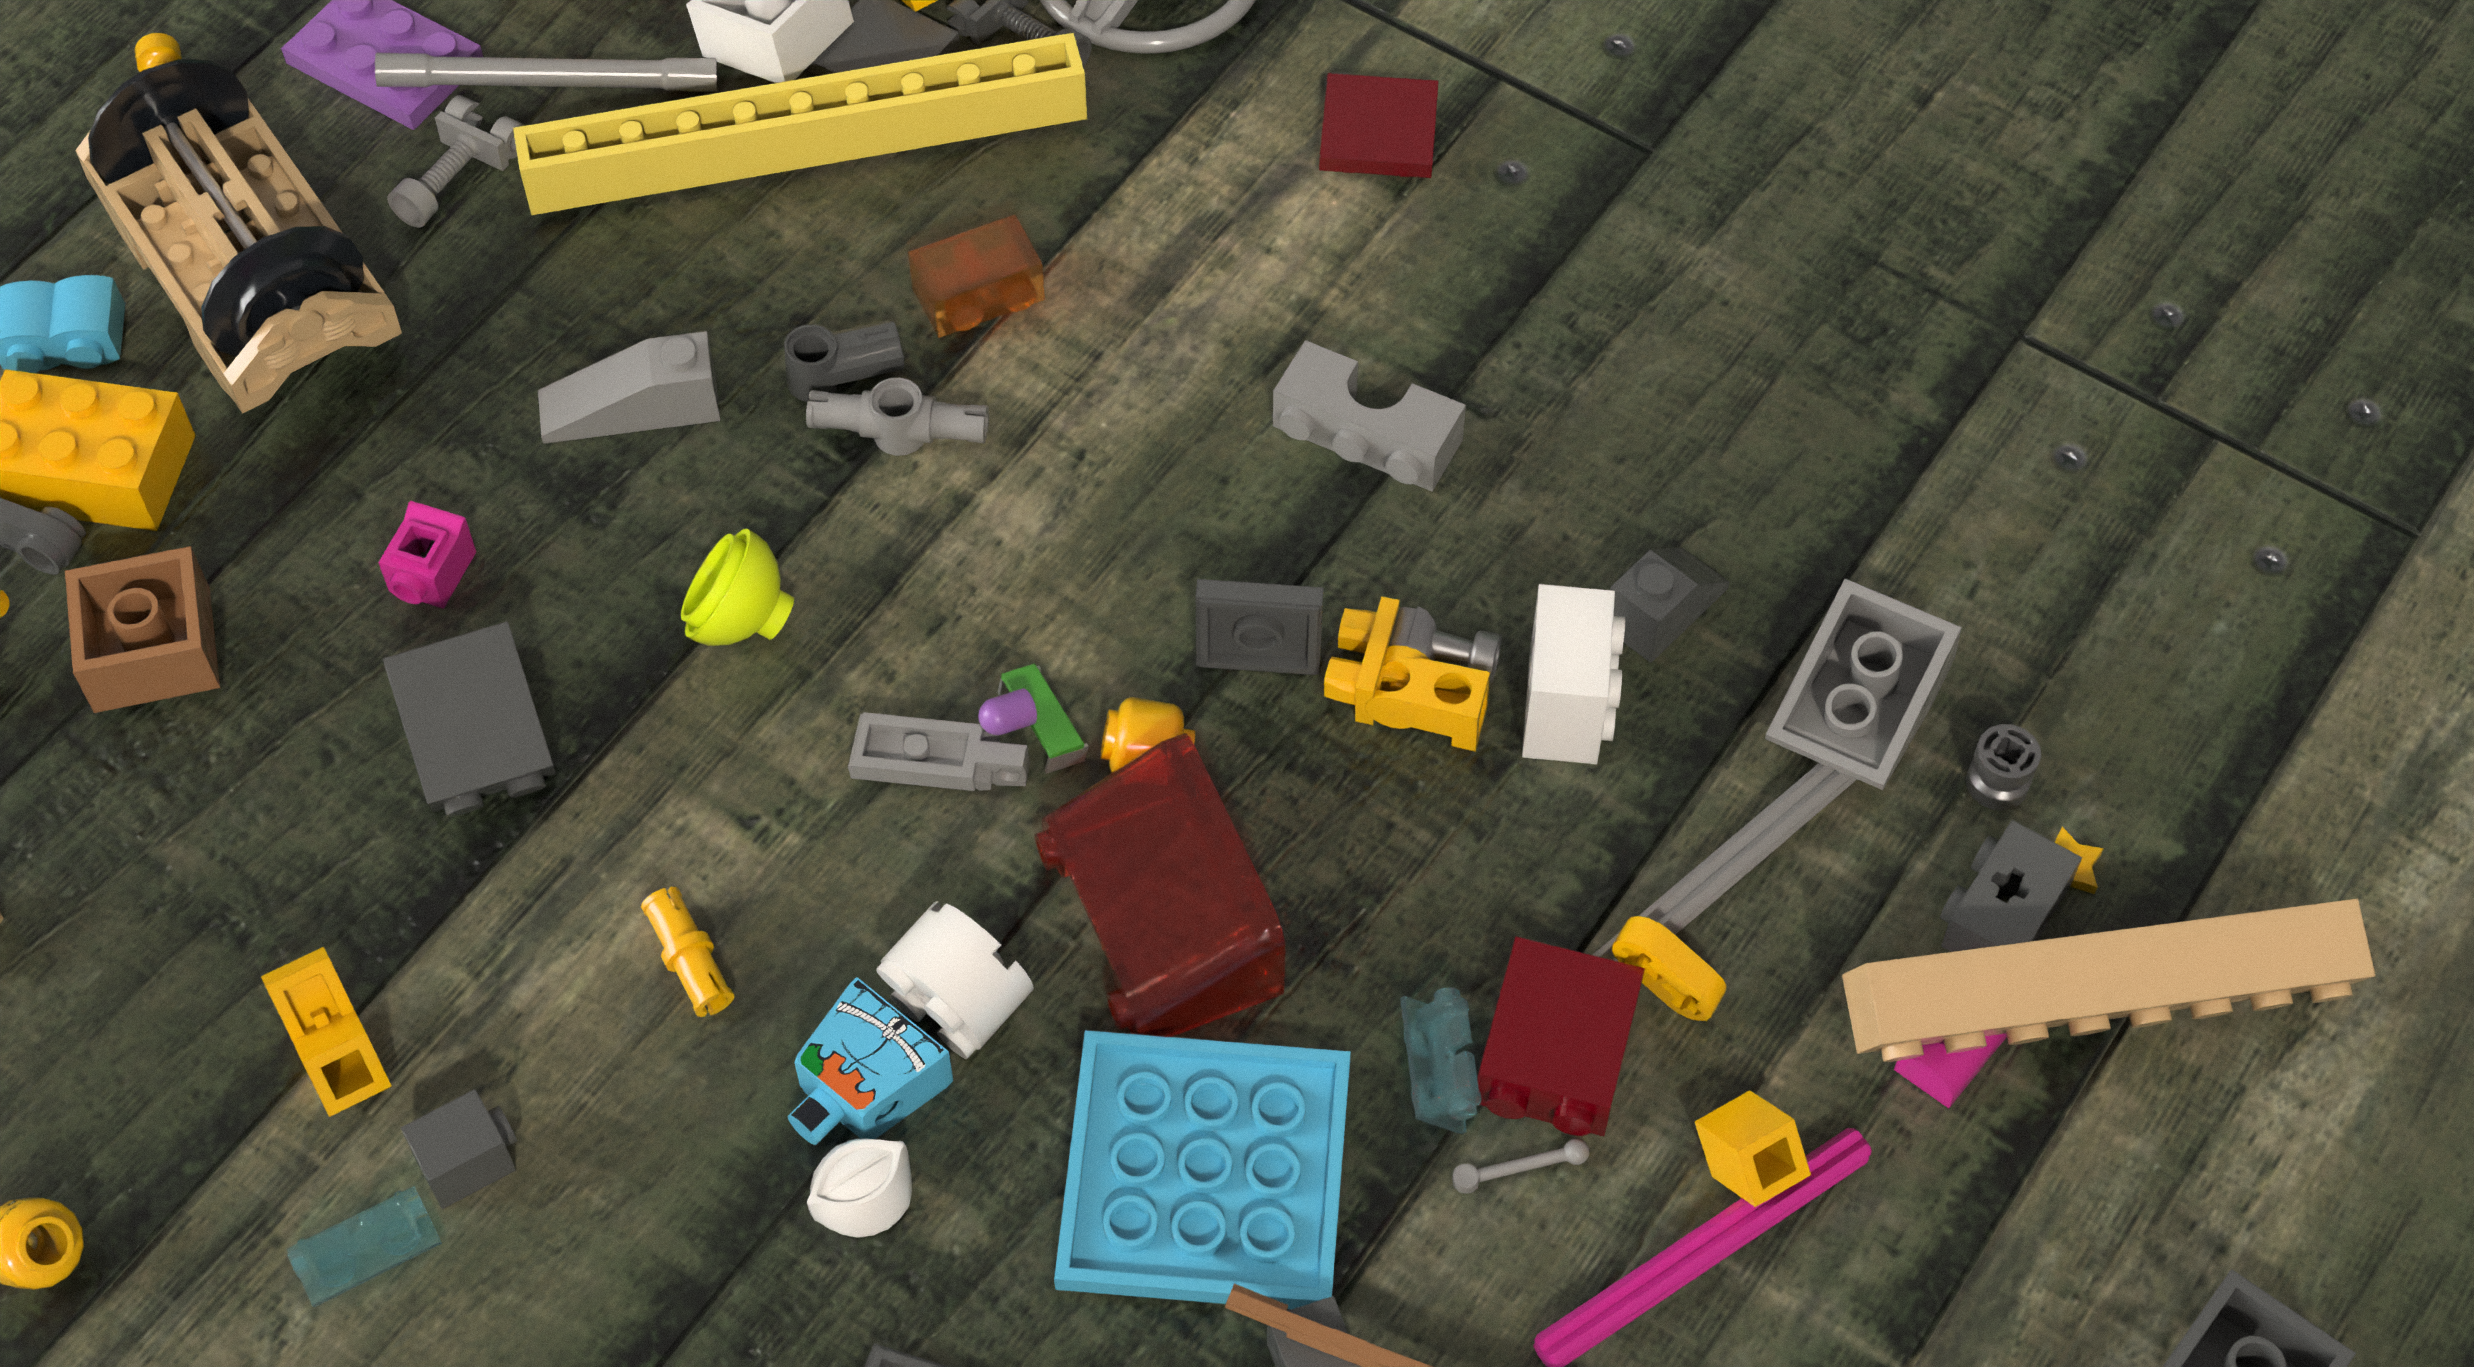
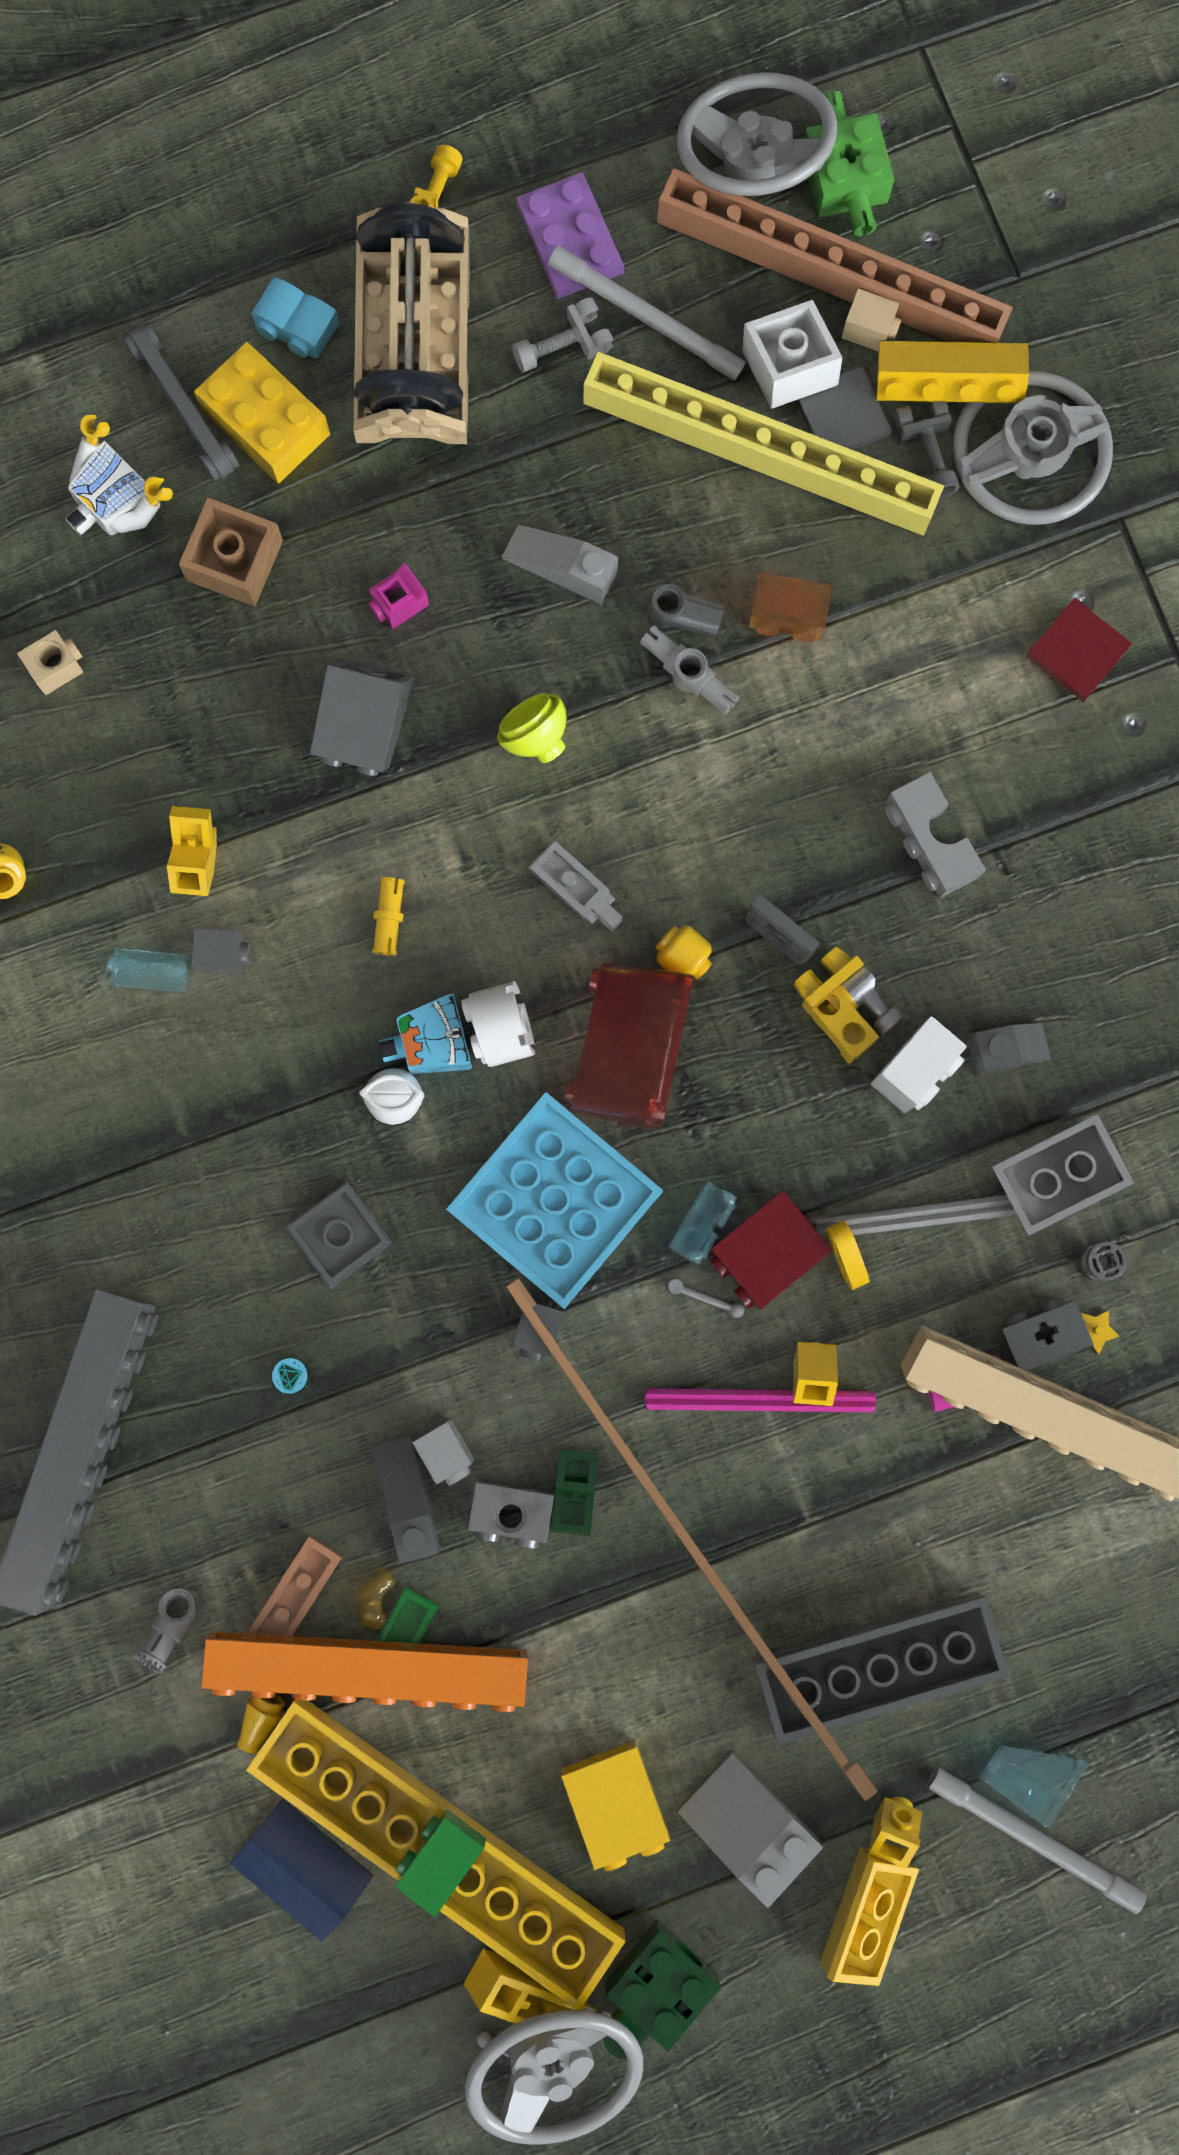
camera: 30 degrees right, 25 degrees up
(1027, 702) = (640, 896): piece -> none

